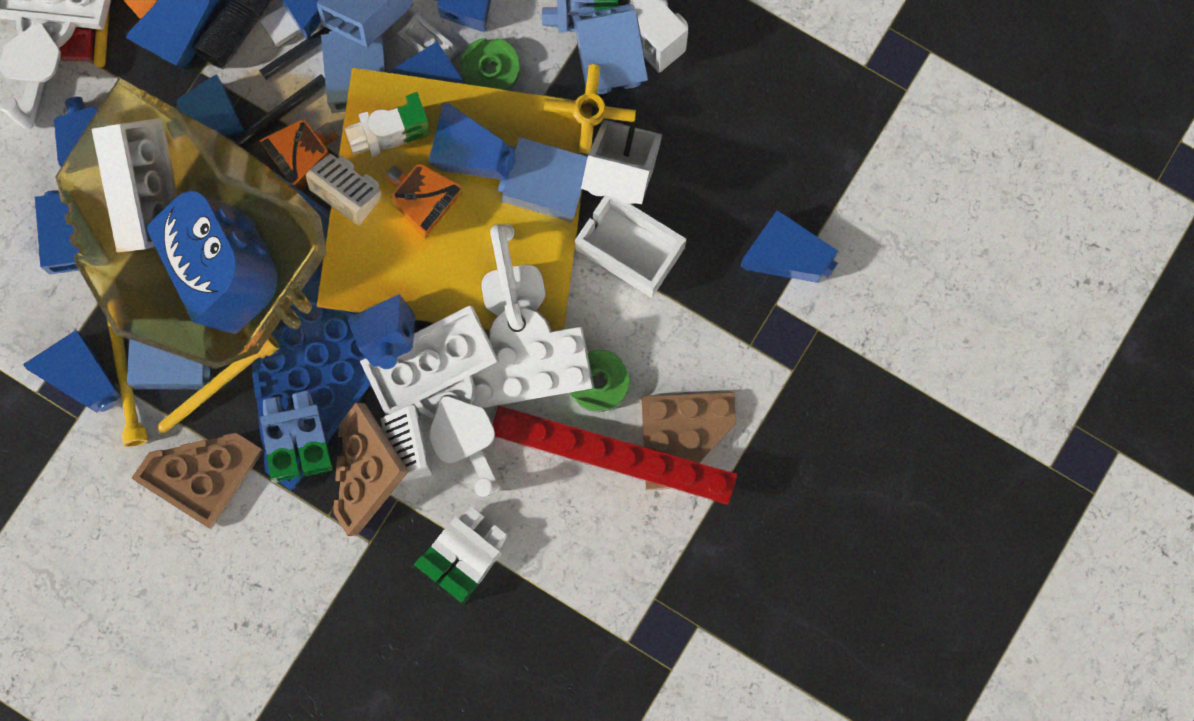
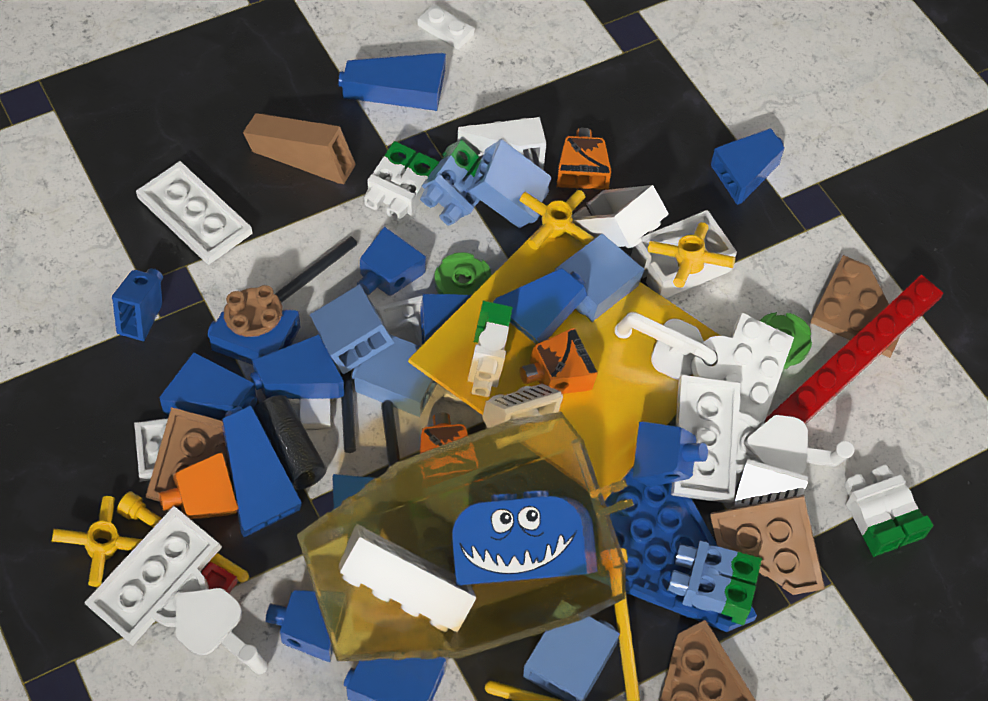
camera: 65 degrees left, 20 degrees down
(610, 258) = (691, 254): none -> yellow bar
(691, 99) = (584, 162): none -> orange torso

